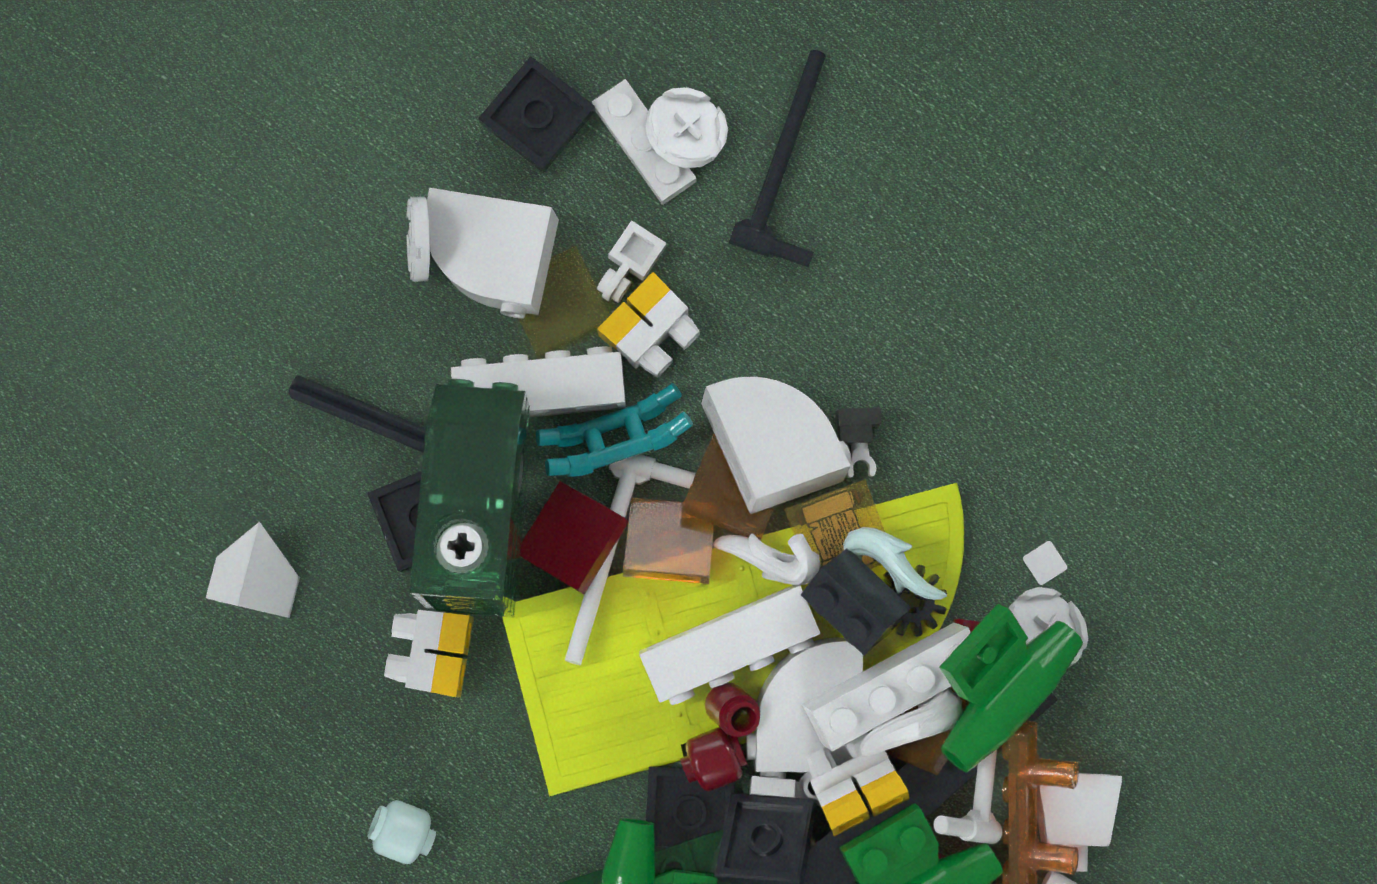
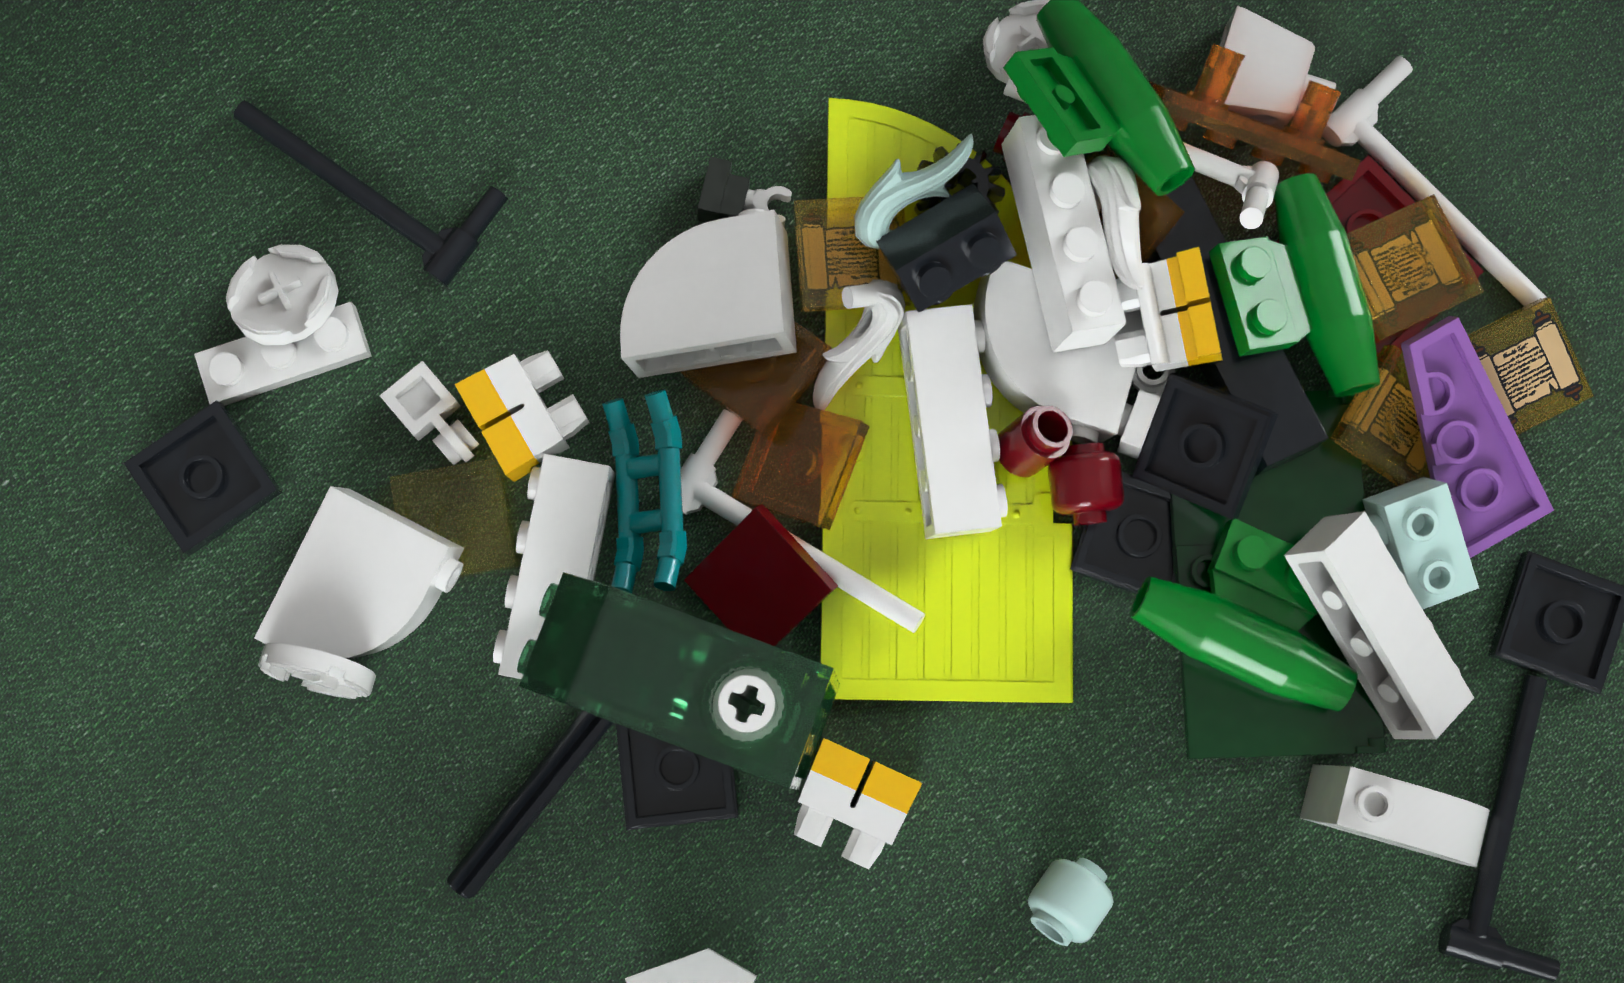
camera: 75 degrees left, 0 degrees up
(1045, 562) = (953, 27): white sticker -> none

